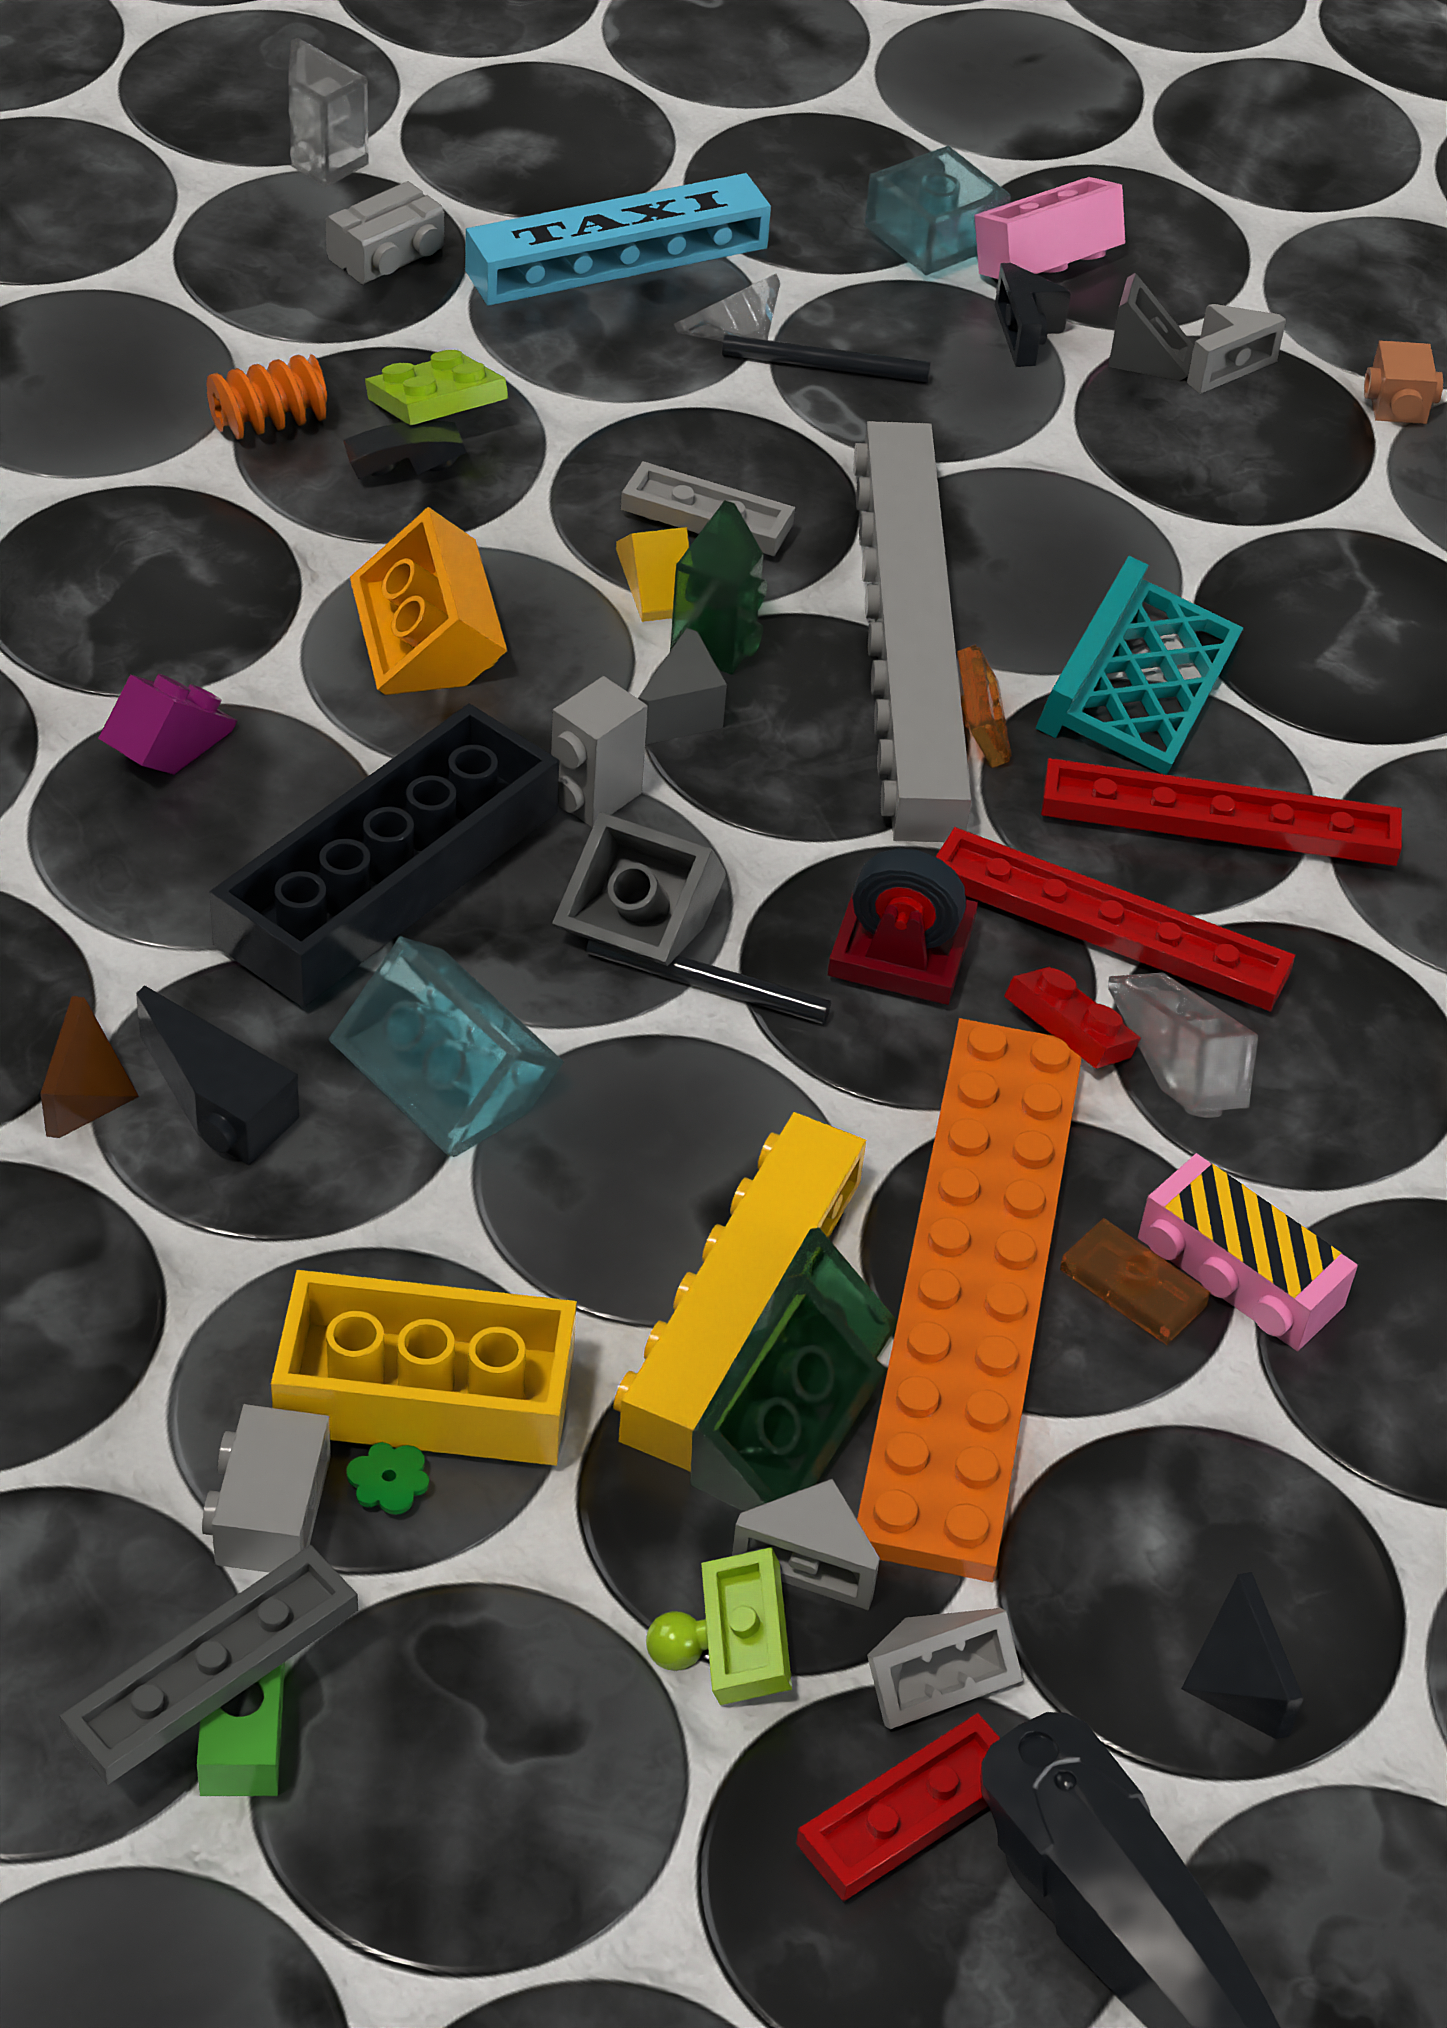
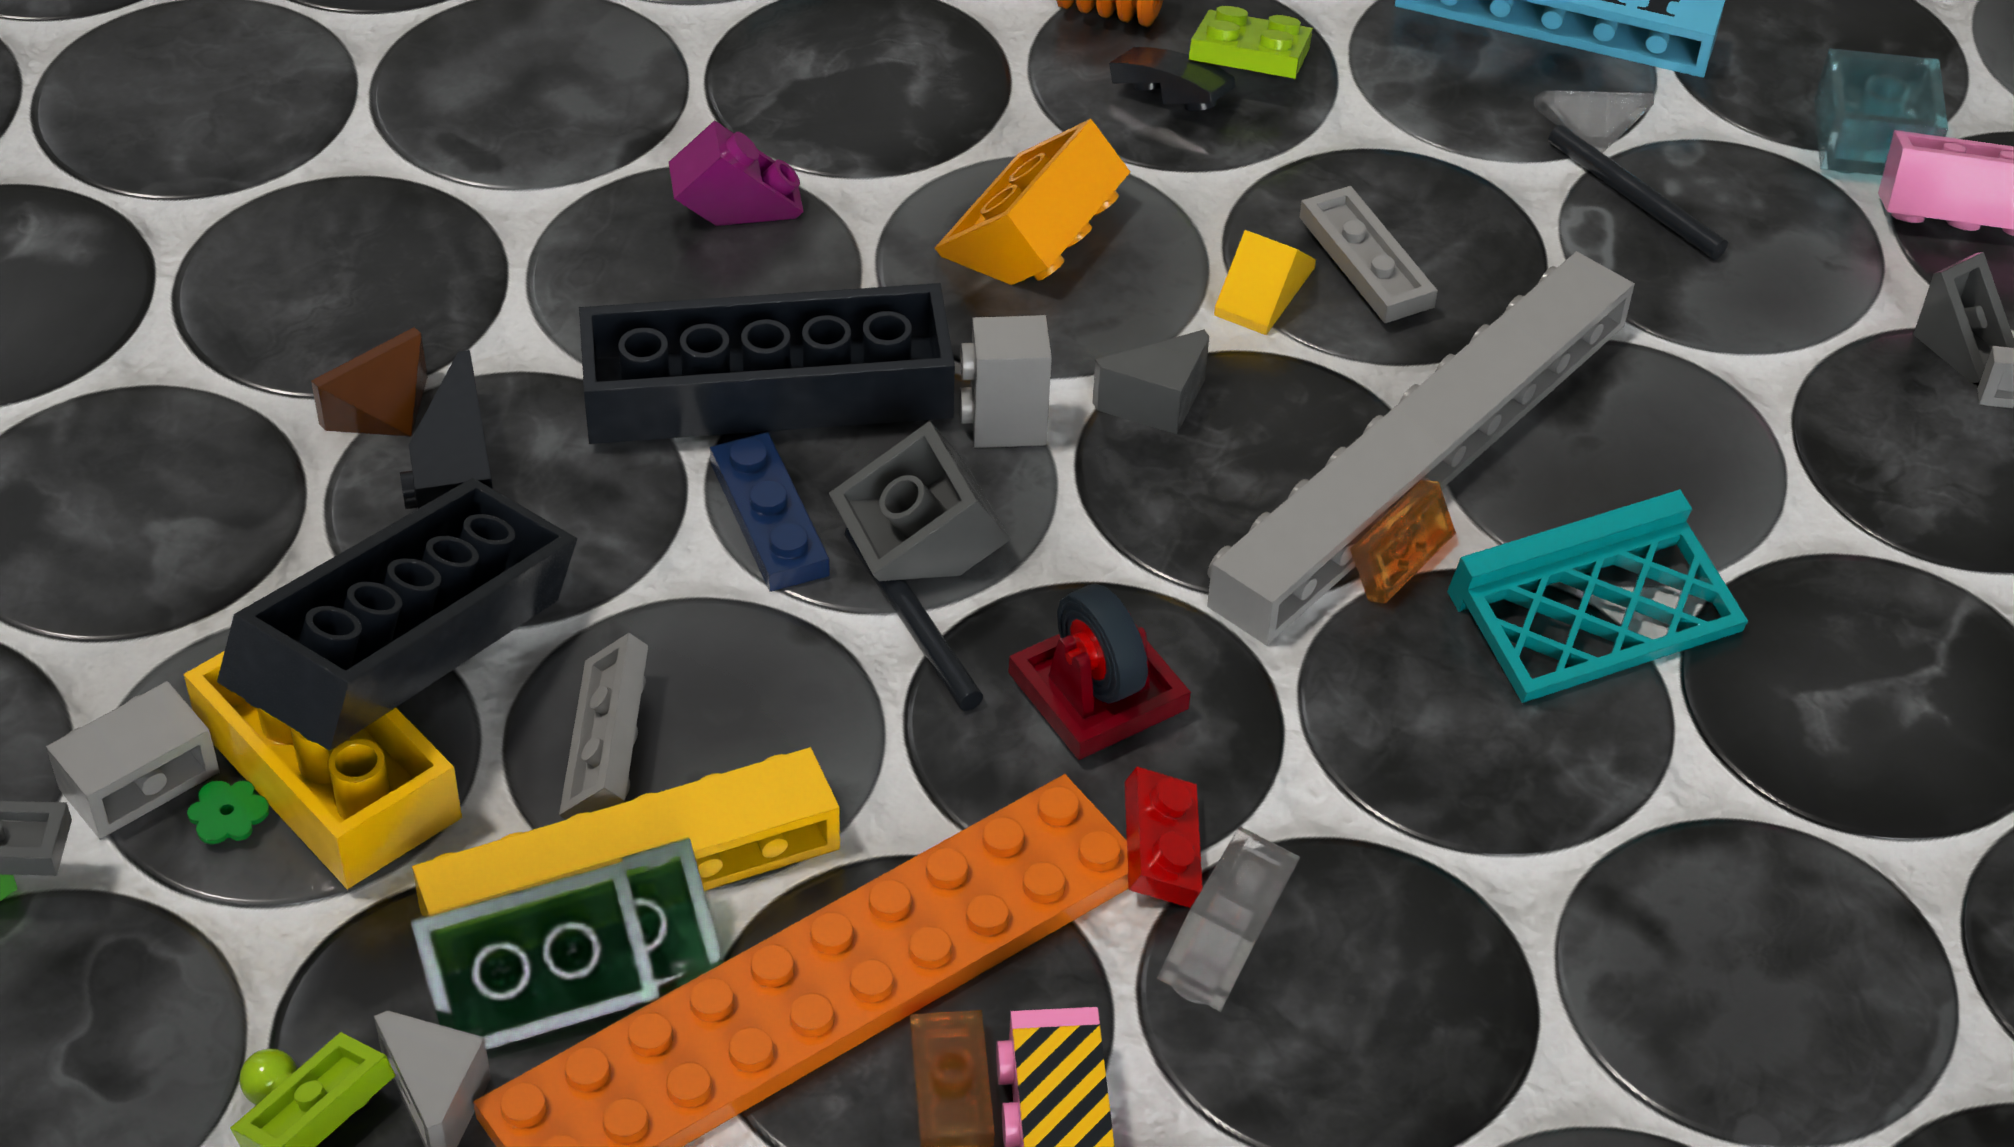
camera: 45 degrees right, 0 degrees up
(406, 1214) = (395, 612): none -> black brick
(444, 1047) = (641, 533): clear light blue slope -> none
(519, 970) = (769, 512): none -> dark blue plate
(609, 1209) = (605, 728): none -> light grey plate
(721, 589) = (1266, 314): clear green slope -> none
(1029, 311) = (1873, 241): black slope -> none
(1118, 920) = (1304, 787): red plate -> none
(1222, 812) = (1523, 763): red plate -> none

